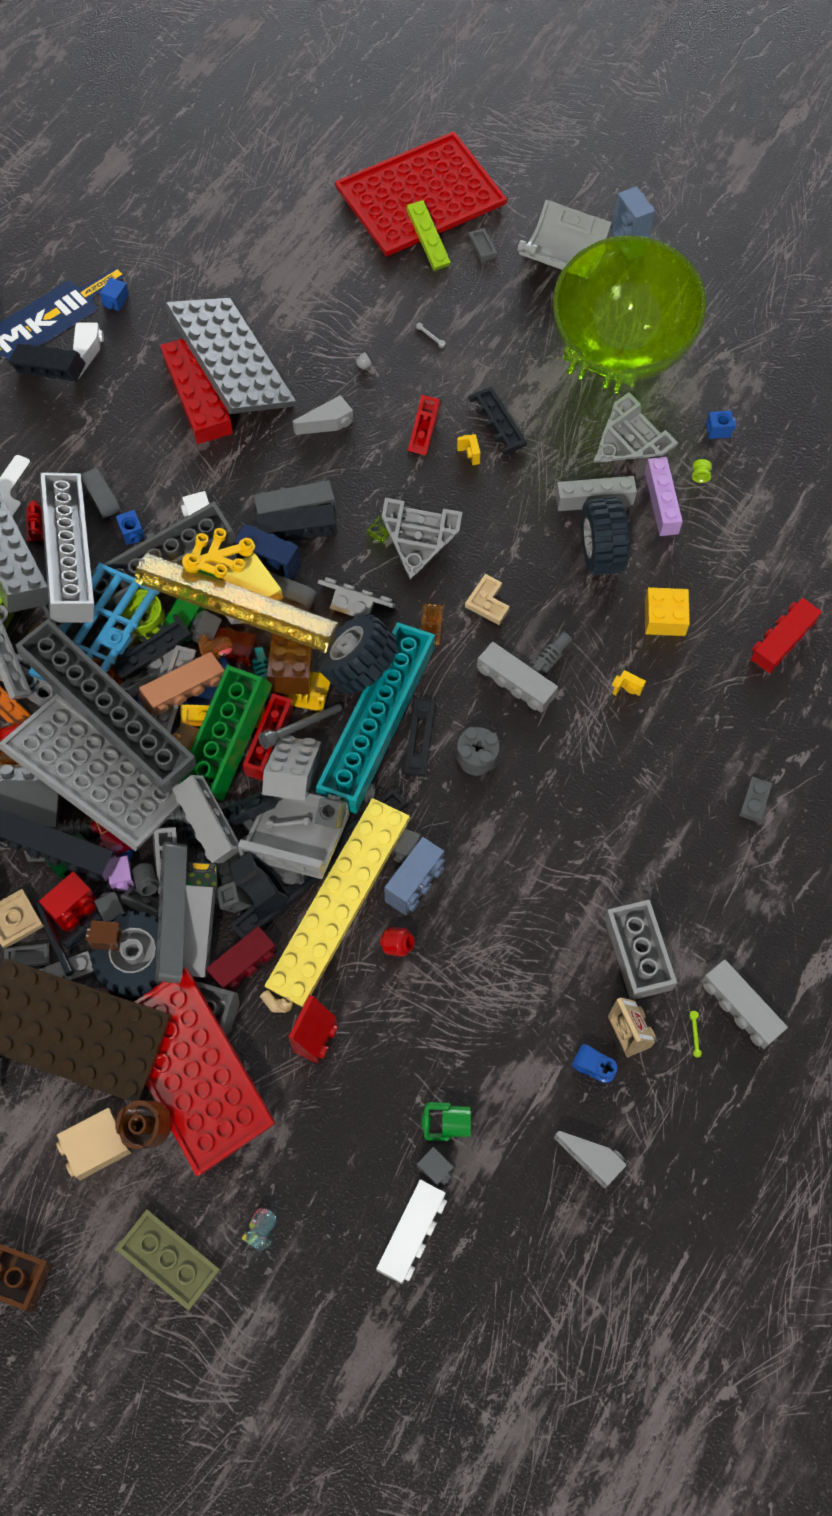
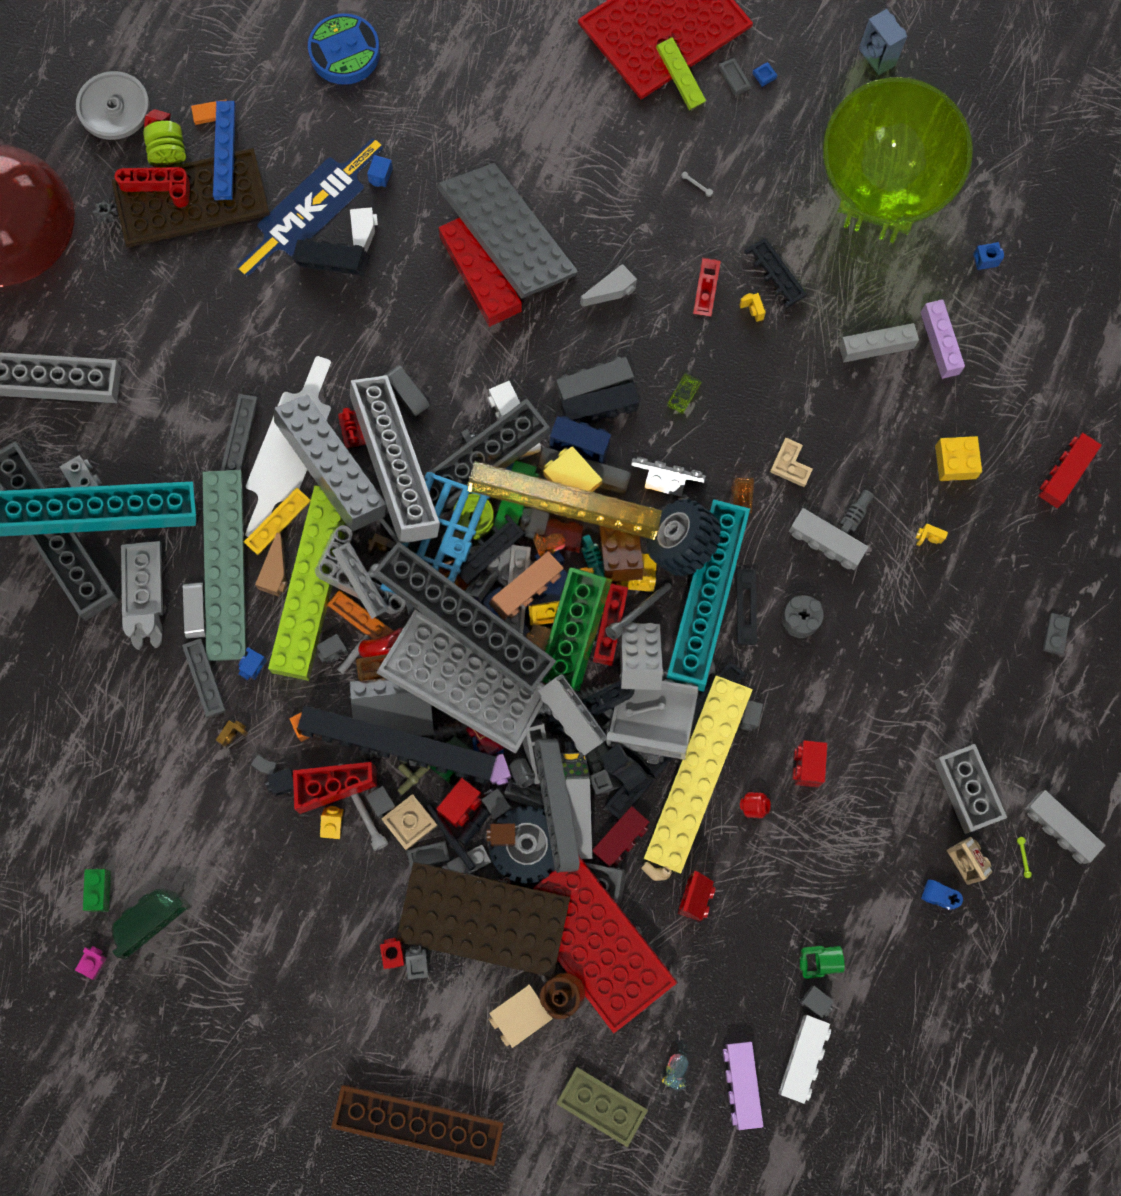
camera: 10 degrees left, 10 degrees up
(27, 873) = (413, 778): none -> olive piece
(102, 188) = (344, 48): none -> piece
(127, 521) = (443, 417): blue brick -> none
(194, 561) = (540, 456): yellow plant -> none
(322, 816) = (685, 706): dark grey brick -> none
(336, 1254) = (744, 1086): none -> lavender brick
(363, 361) = (636, 220): light grey hinge -> none
(414, 876) = (764, 744): sand blue brick -> none
(418, 533) = (719, 403): light grey wedge -> none
(462, 902) = (810, 764): none -> red piece
(511, 245) = (764, 74): none -> blue tile
(563, 234) = (818, 65): light grey hinge -> none
(596, 1159) = (955, 980): light grey slope -> none
(605, 536) = (896, 391): black wheel -> none
(631, 434) = (907, 278): light grey wedge -> none
(701, 471) = (975, 307): lime wheel -> none

